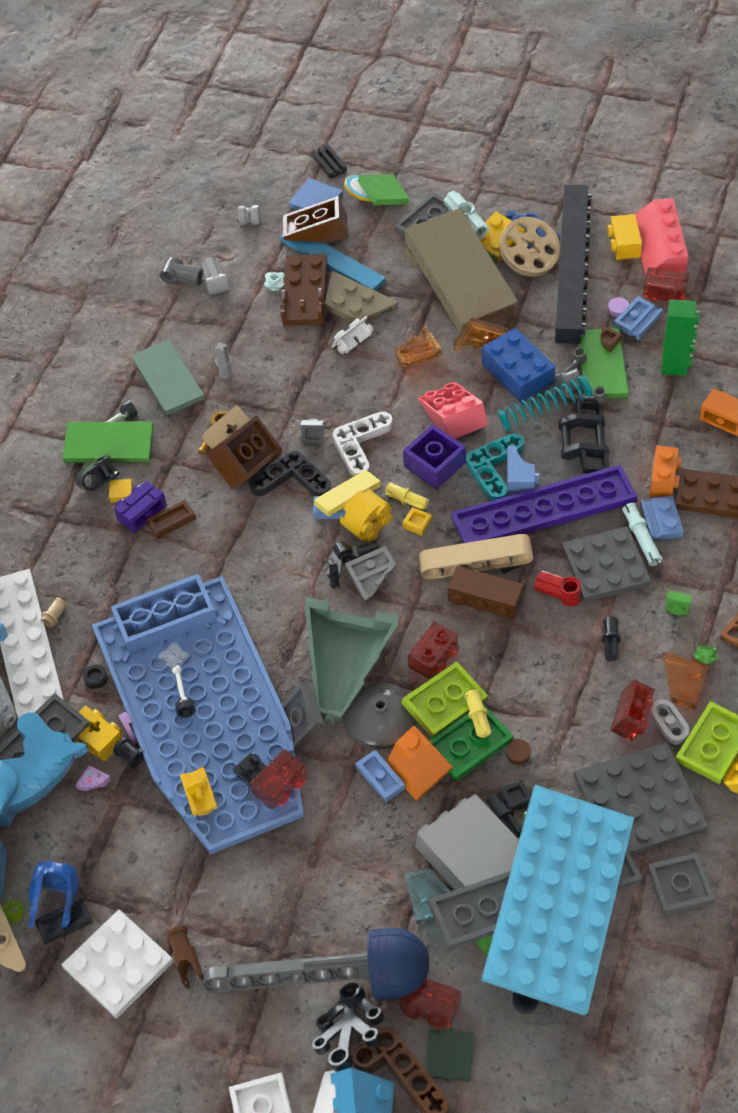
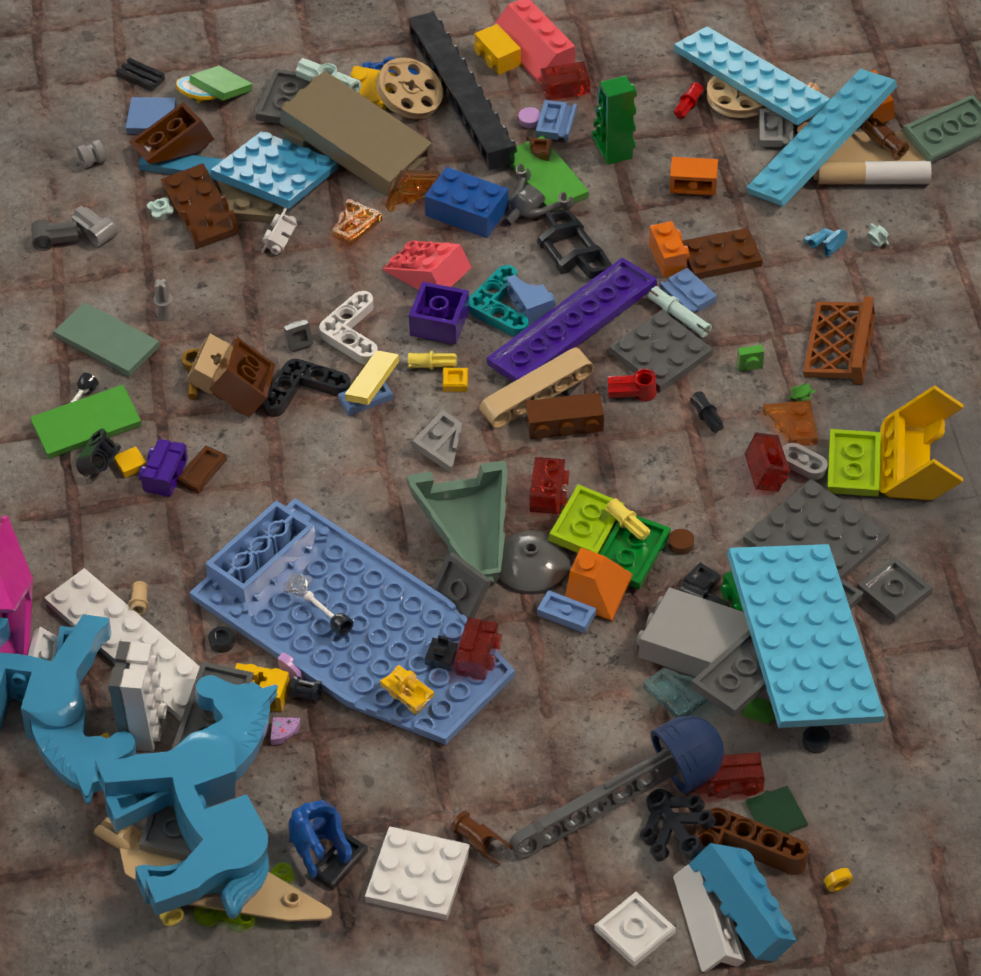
camera: 30 degrees left, 5 degrees down
(343, 553) = (403, 434): black pin -> none
(366, 515) = (407, 388): yellow brick -> none
(379, 279) = (274, 169): none -> dark azure plate
(505, 420) = (490, 259): teal piece -> none

